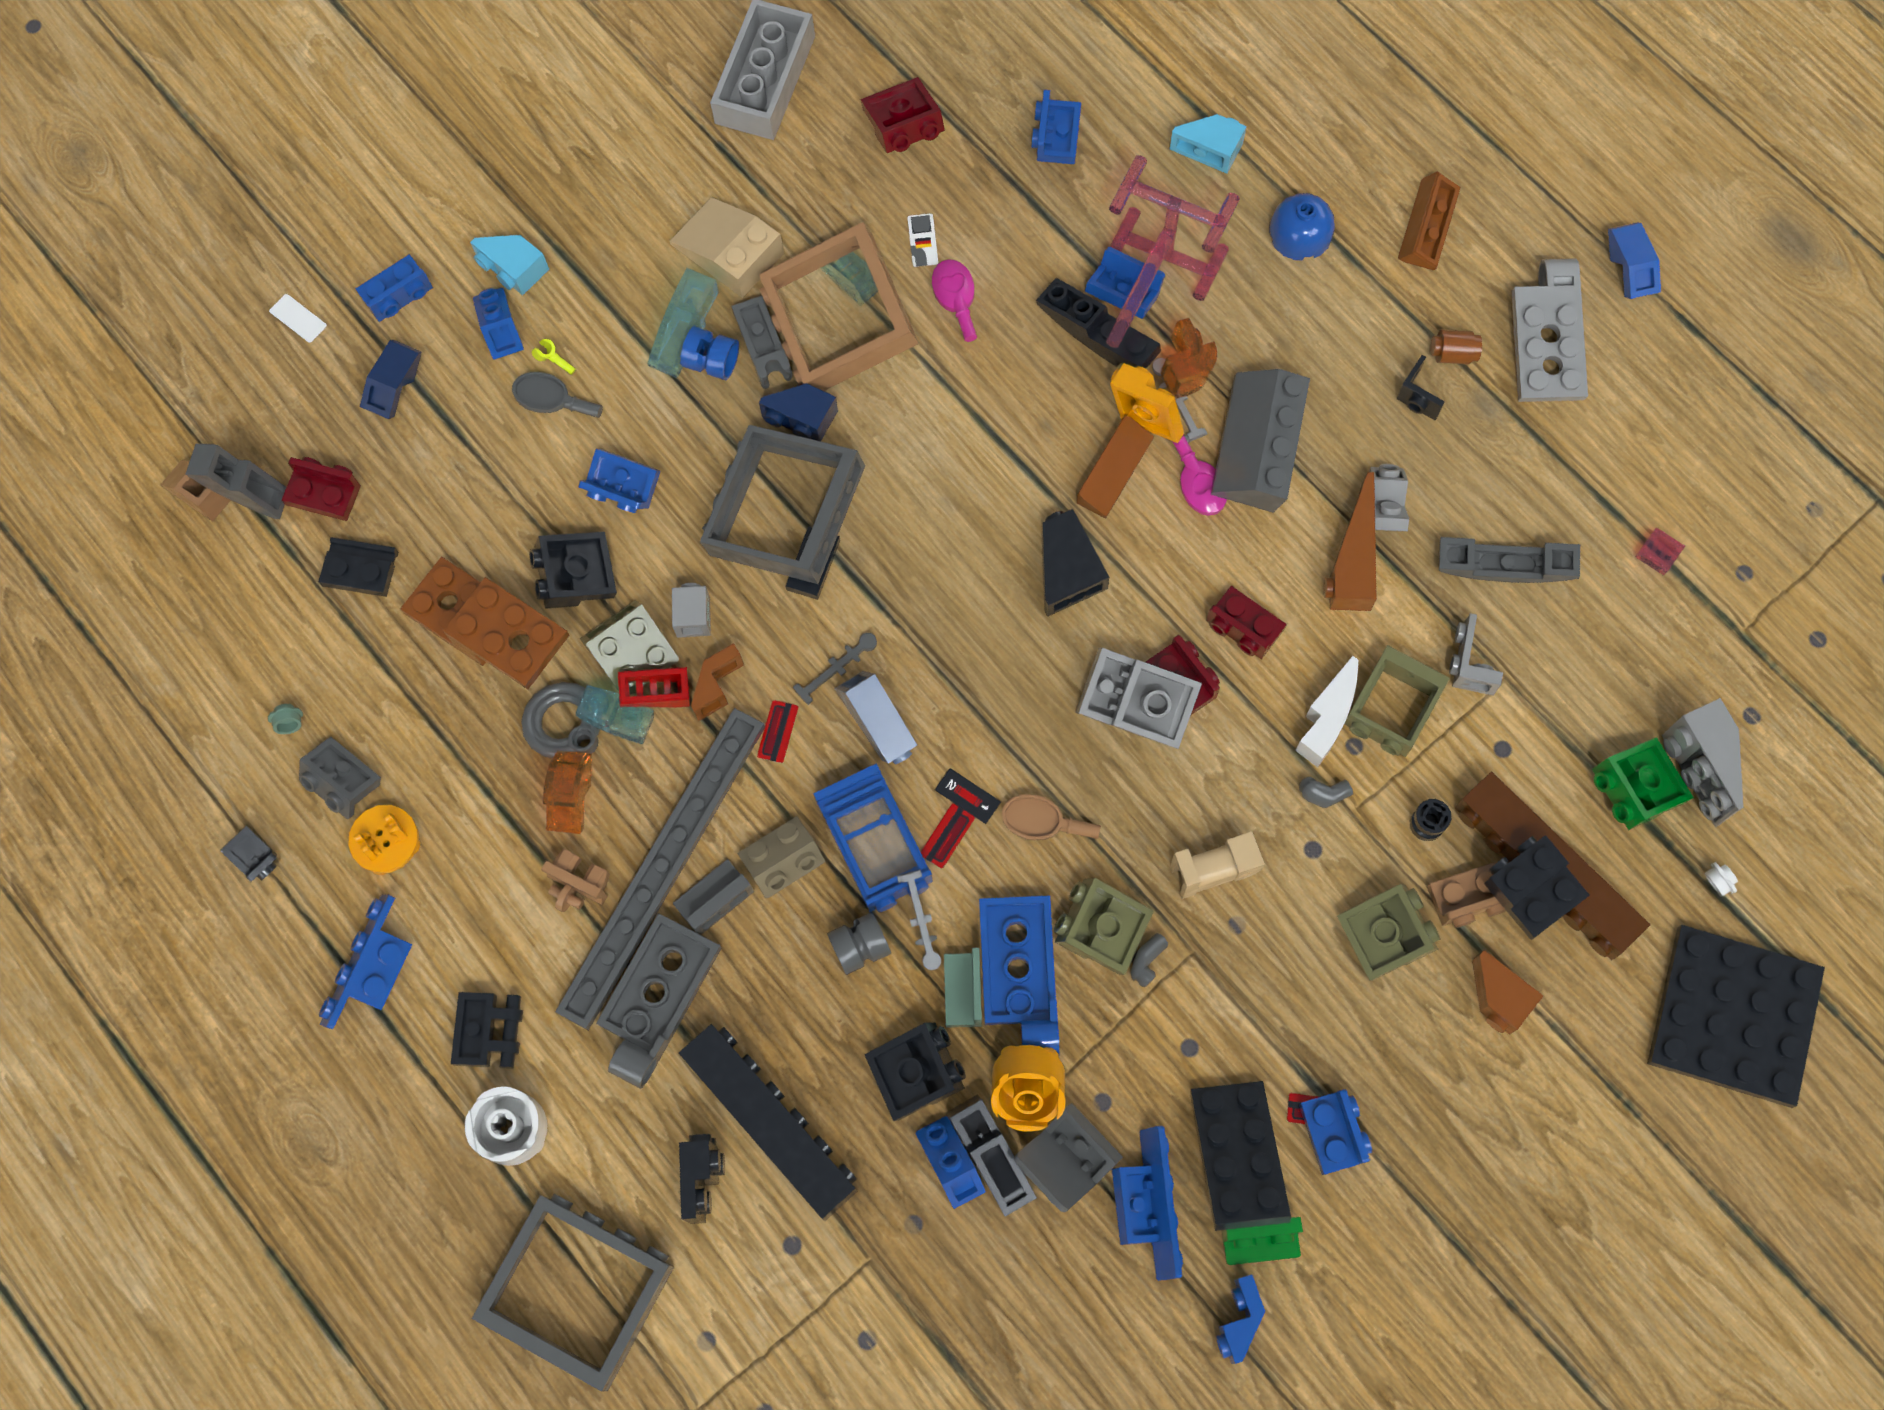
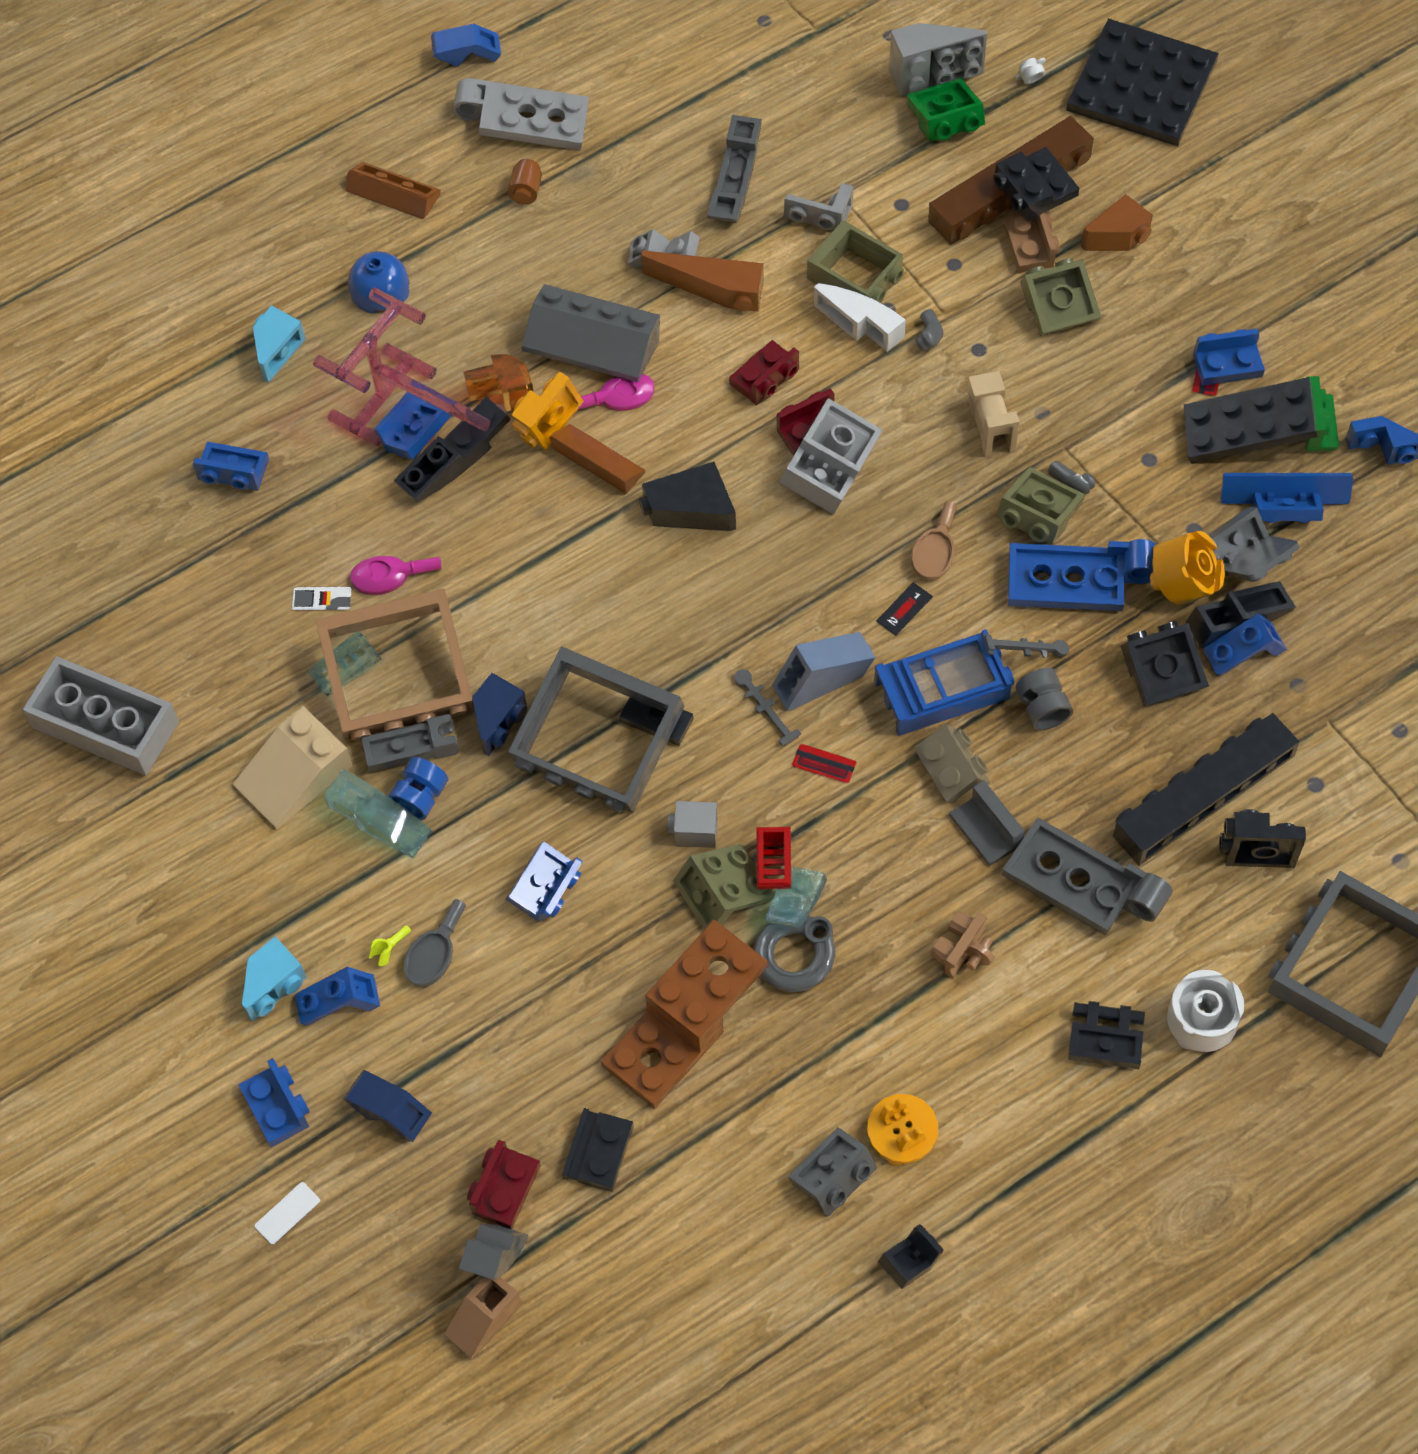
camera: 85 degrees left, 10 degrees down
(285, 719) = (762, 1224): sand green plate -> none
(371, 968) = (1035, 1145): blue bracket -> none
(565, 789) = (871, 939): clear orange brick -> none
(572, 569) = (635, 931): black plate -> none
(660, 870) = (957, 868): dark grey plate -> none
(708, 694) = (775, 813): dark orange slope -> none
(903, 115) = (183, 596): dark red plate -> none
(947, 835) = (939, 626): sticker -> none
(963, 989) = (1090, 619): sand green panel -> none
(1417, 398) = (568, 218): black bracket -> none
(1424, 824) = (964, 256): black wheel -> none
(1660, 551) = (738, 71): clear pink tile -> none

